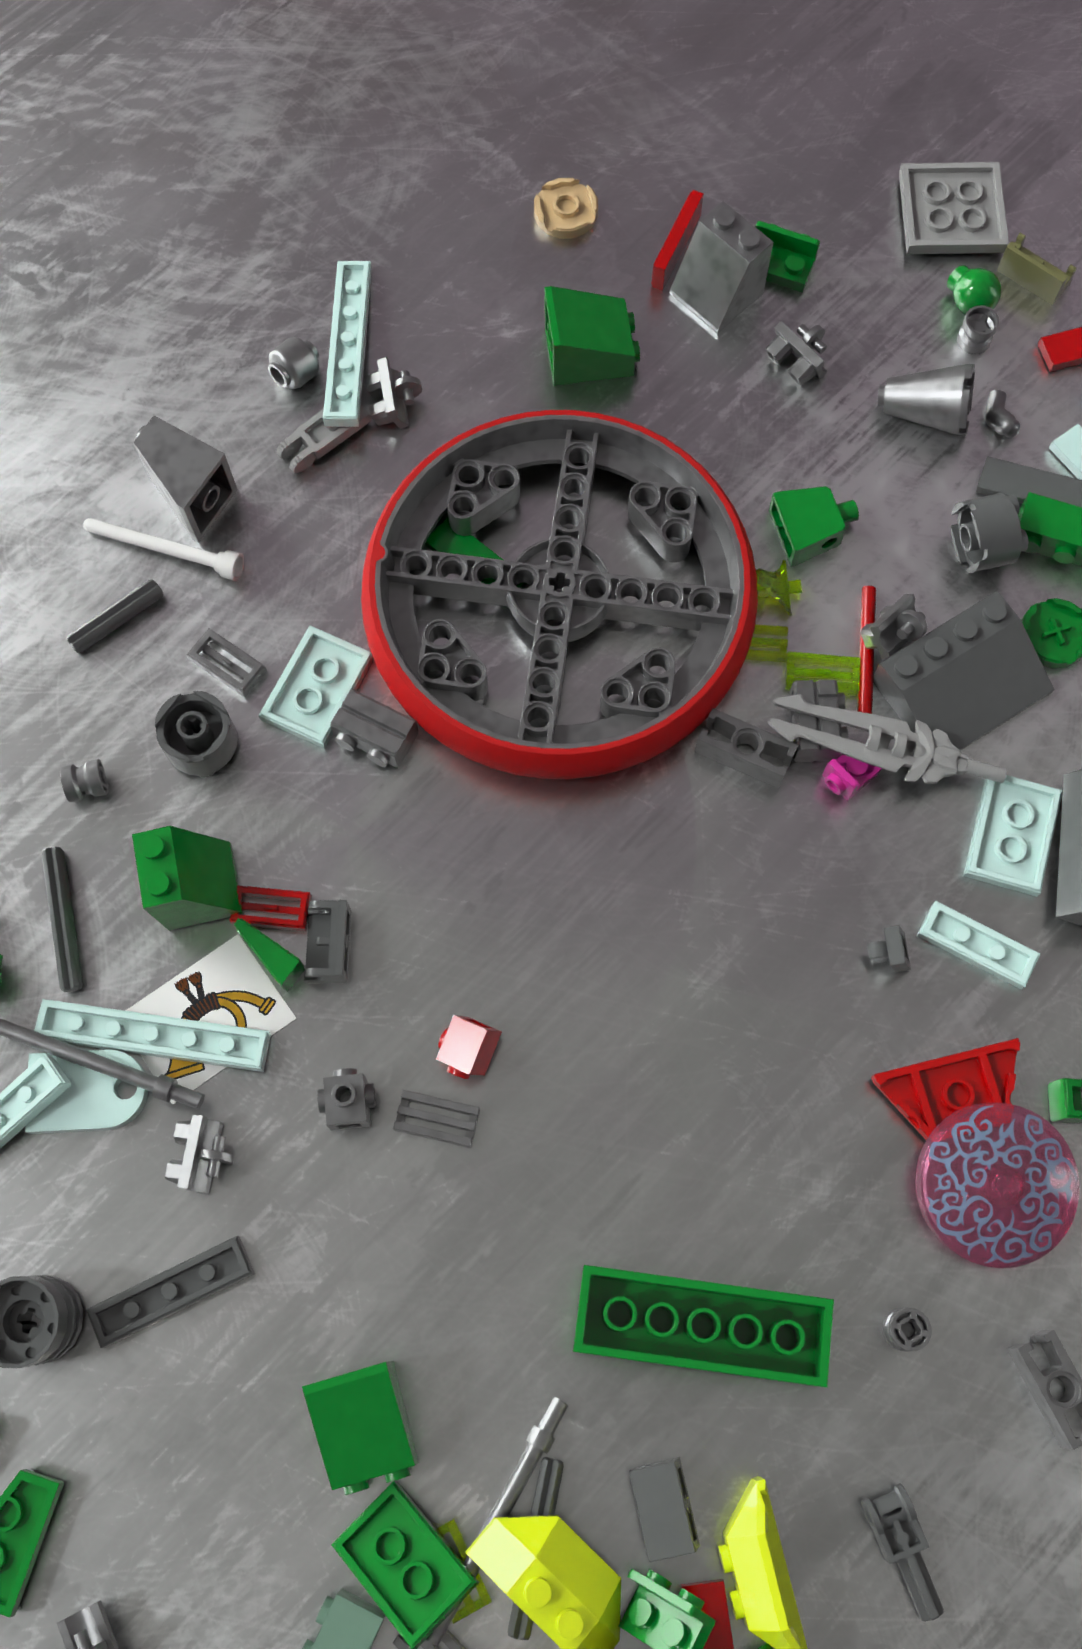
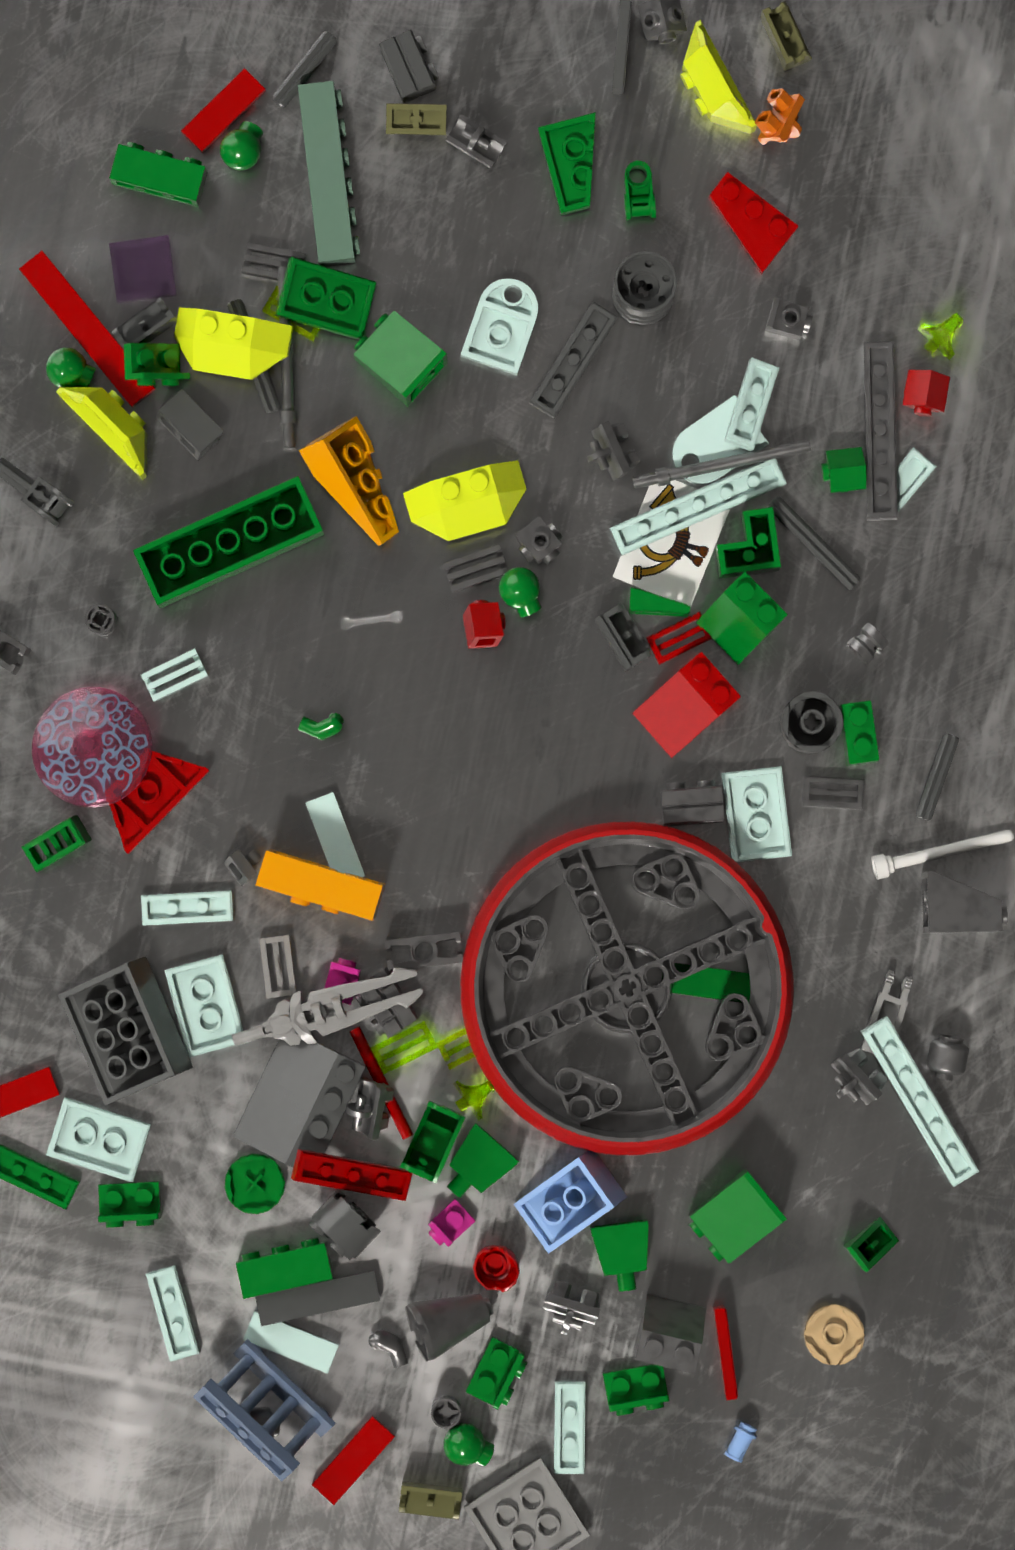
camera: 150 degrees right, 15 degrees up
(118, 943) = (757, 552): none -> green brick
(158, 683) = (859, 733): none -> green brick
(223, 1386) = (501, 328): none -> light aqua tile
(308, 832) = (686, 704): none -> red slope
(398, 1200) = (467, 500): none -> neon yellow wedge
(403, 1058) = (520, 590): none -> green piece
(482, 252) = (871, 1244): none -> green slope
(512, 1327) = (346, 470): none -> light orange wedge
(560, 1121) = (395, 617): none -> clear hinge
(703, 171) = (741, 1441): none -> light blue pin
(716, 373) = (622, 1250): none -> green torso
(716, 1044) = (324, 728): none -> green arm
(740, 438) = (570, 1200): none -> light blue slope
(772, 921) = (334, 835): none -> light aqua tile
(820, 872) = (320, 884): none -> light orange brick
(850, 554) = (432, 1141): none -> green piece
(851, 420) = (496, 1268): none -> red hair
(863, 263) = (569, 1427): none -> light aqua tile
(875, 487) = (450, 1223): none -> dark pink bracket
(886, 1213) = (163, 667): none -> light aqua tile
(900, 854) = (266, 970): none -> light grey tile
(906, 337) = (496, 1372): none -> green bracket
(955, 574) = (351, 1175): none -> red tile

